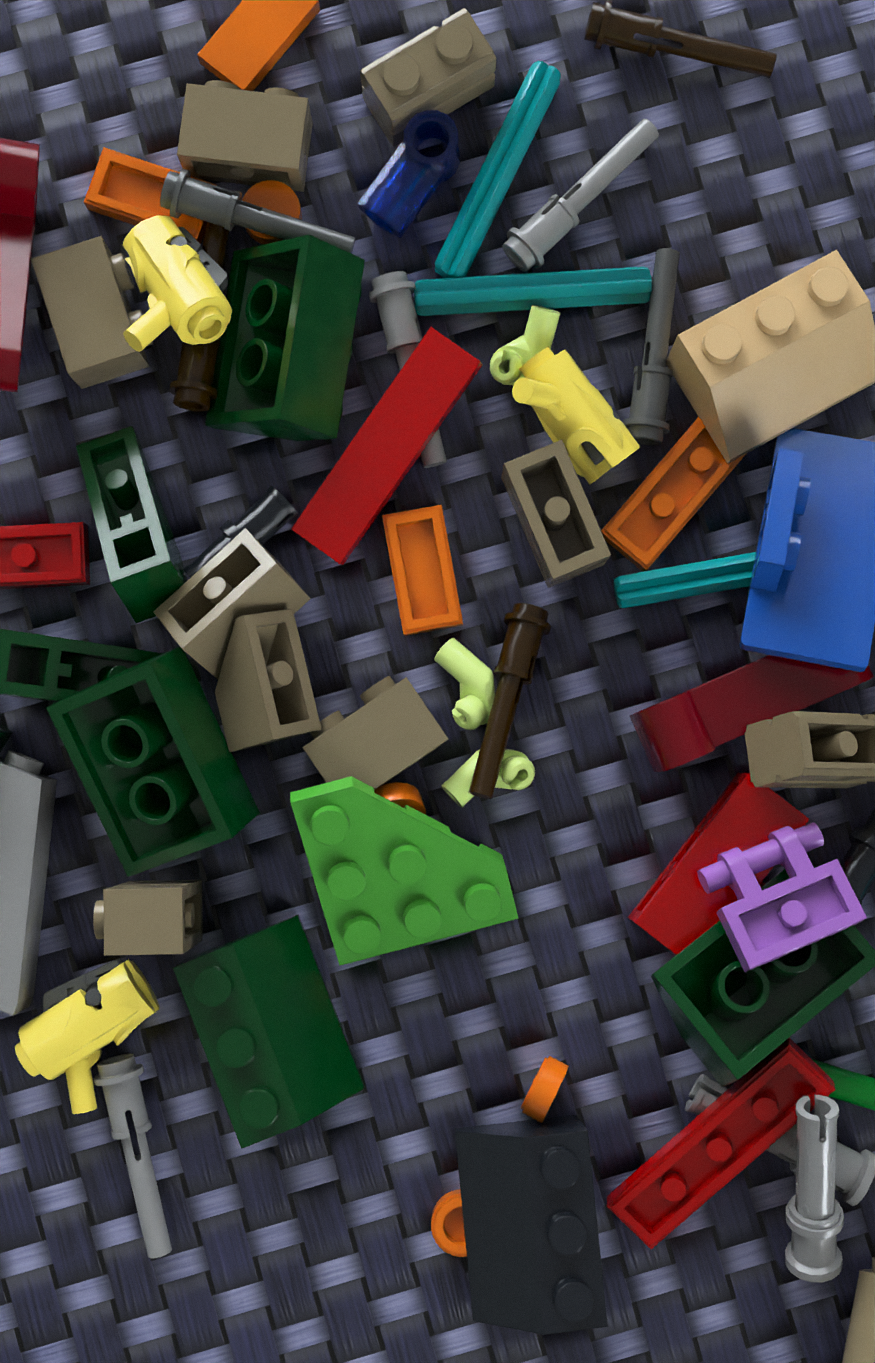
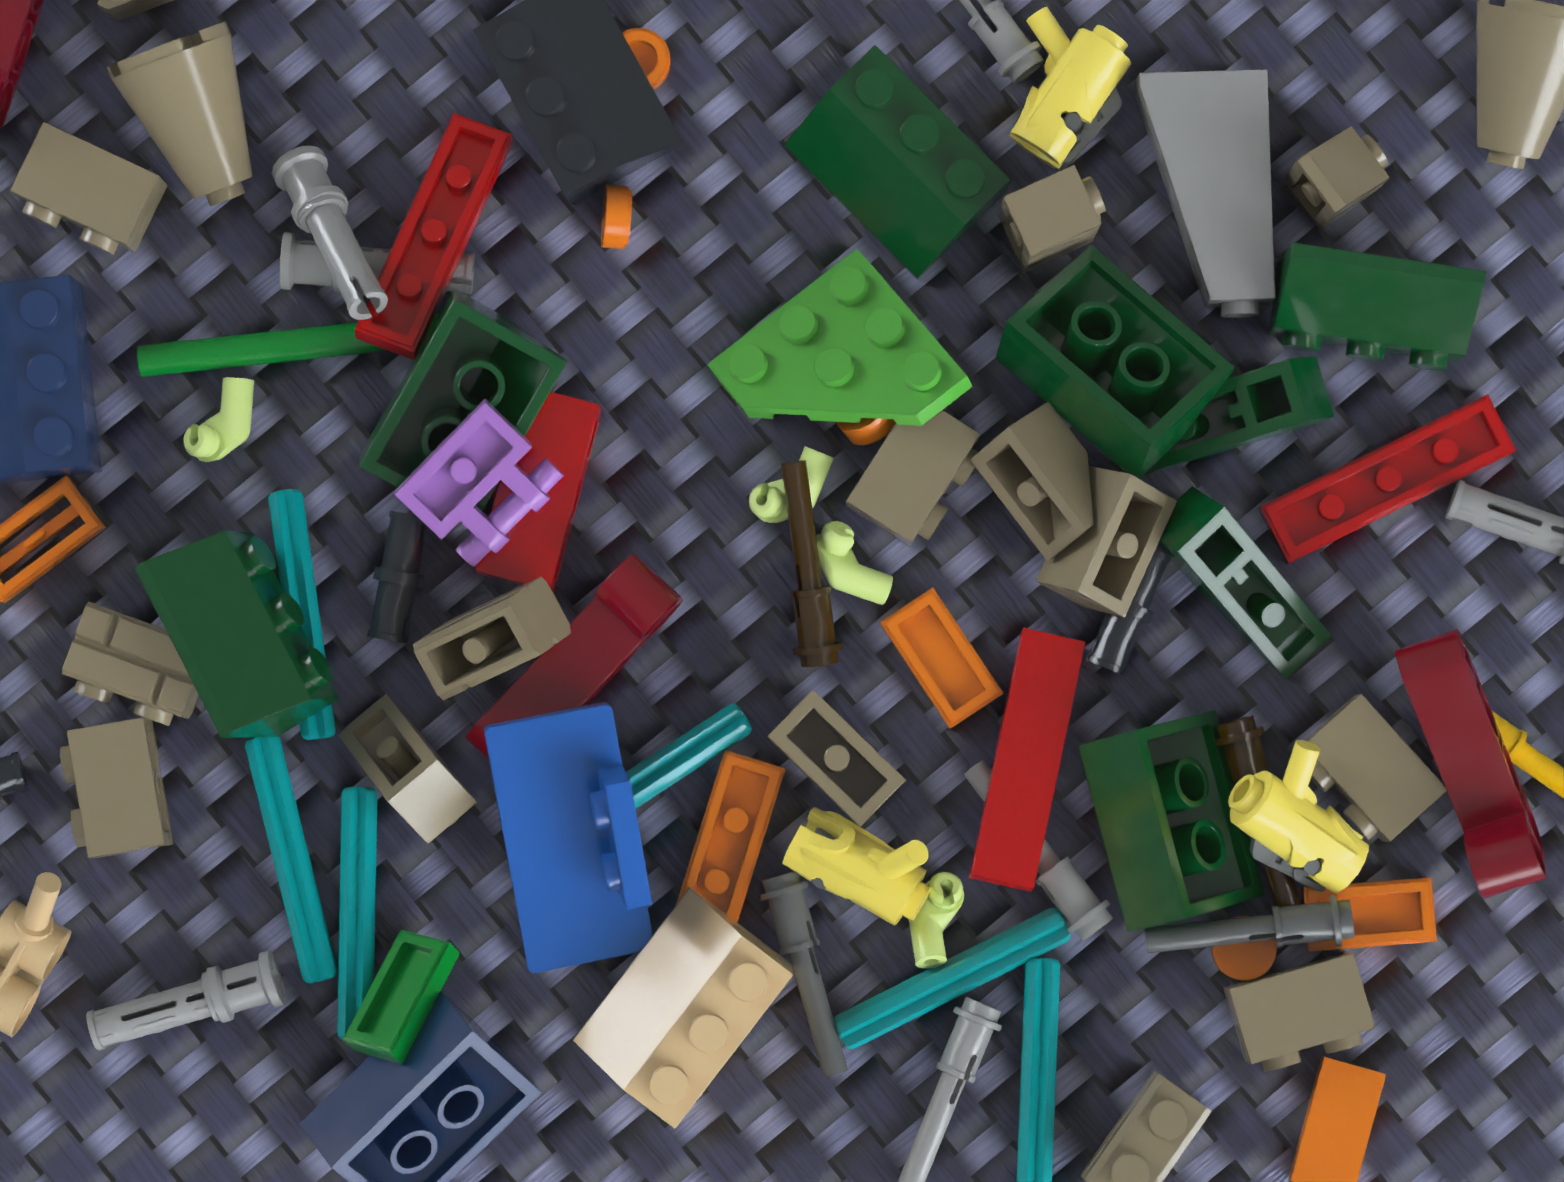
camera: 160 degrees right, 0 degrees up
(410, 177) = (1120, 1033): clear blue piece -> none

